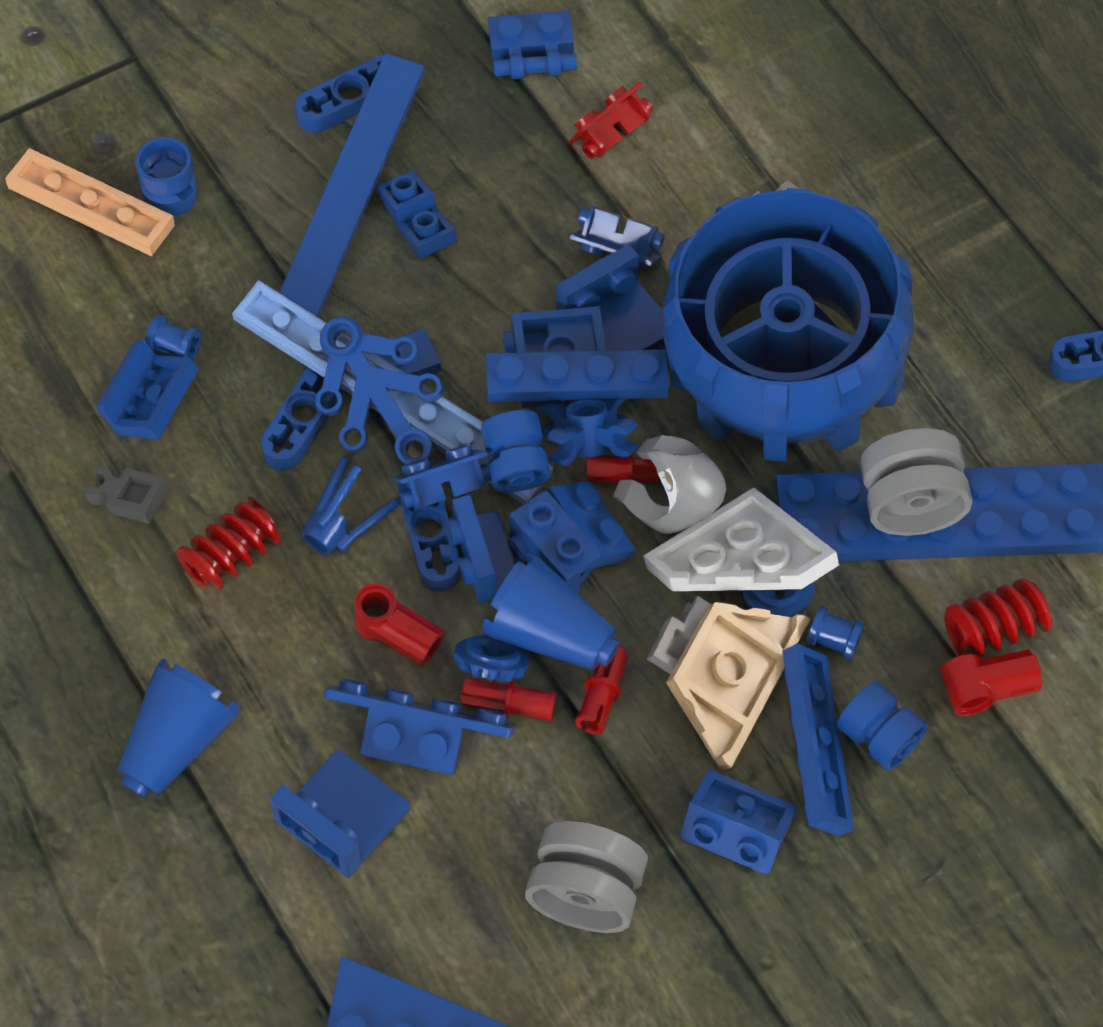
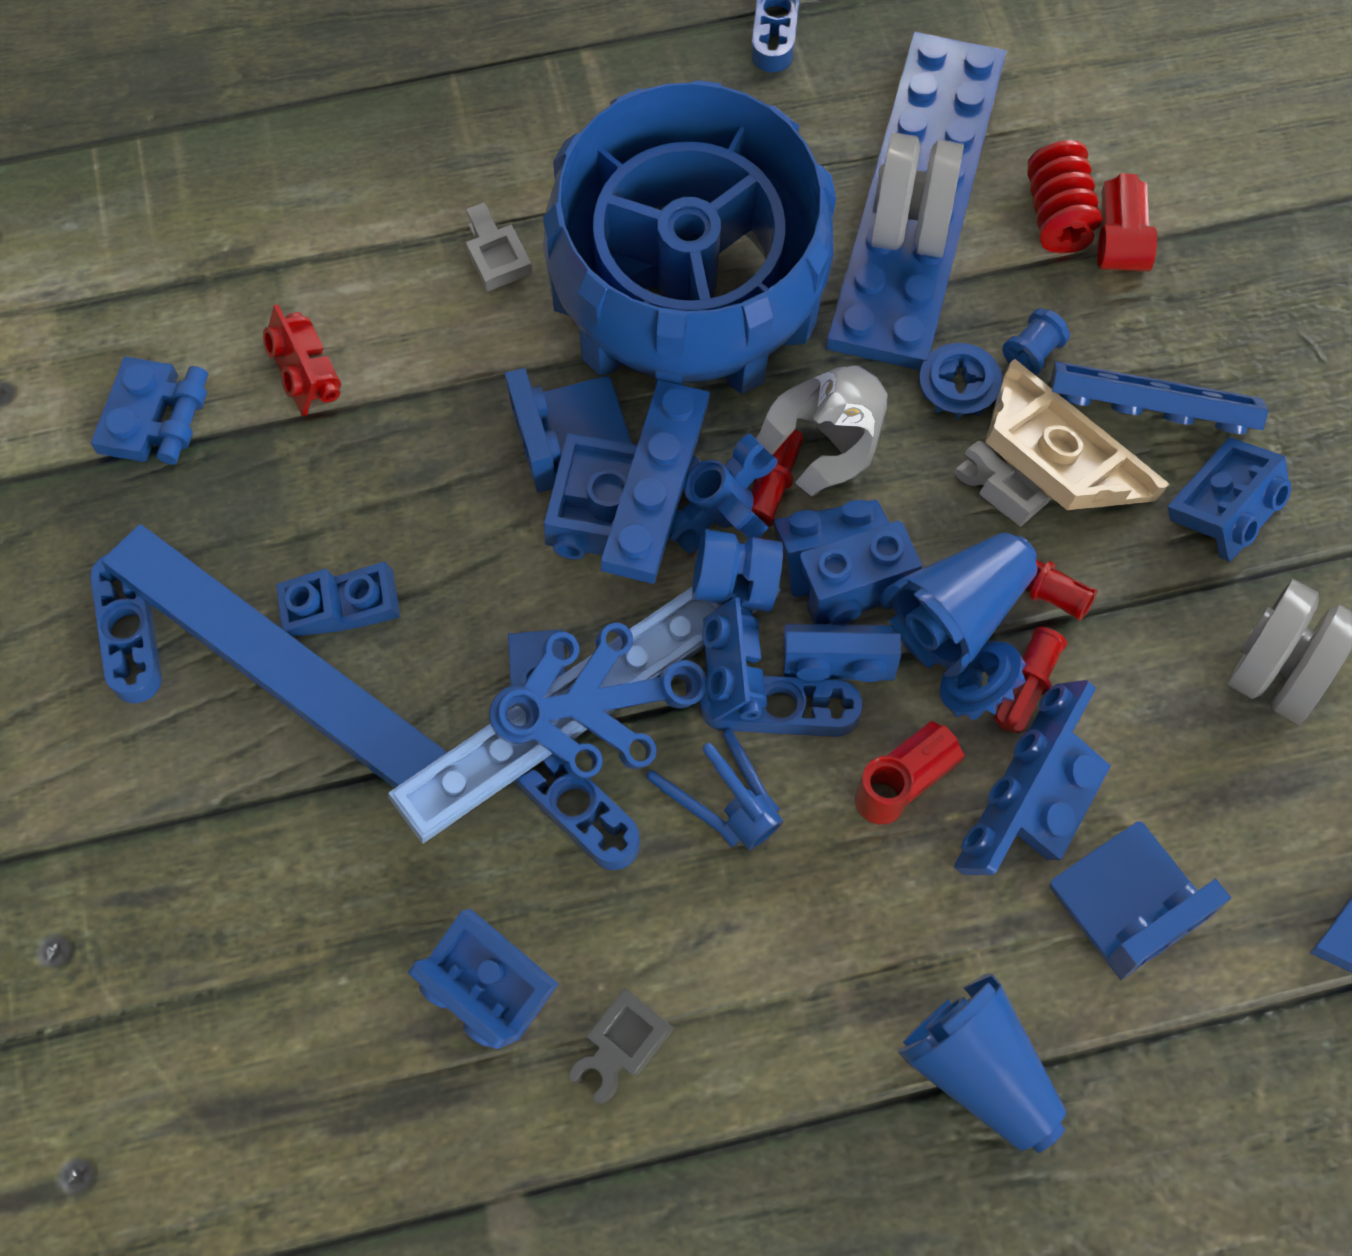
camera: 70 degrees left, 5 degrees up
(90, 202) = (149, 989): light nougat plate -> none
(167, 175) = (164, 873): blue wheel -> none
(172, 338) = (413, 930): blue bush -> none
(228, 544) = (743, 934): red piece -> none
(601, 235) = (456, 410): blue hinge -> none
(742, 548) = (932, 387): white plate -> none
(878, 721) = (1157, 333): blue wheel -> none

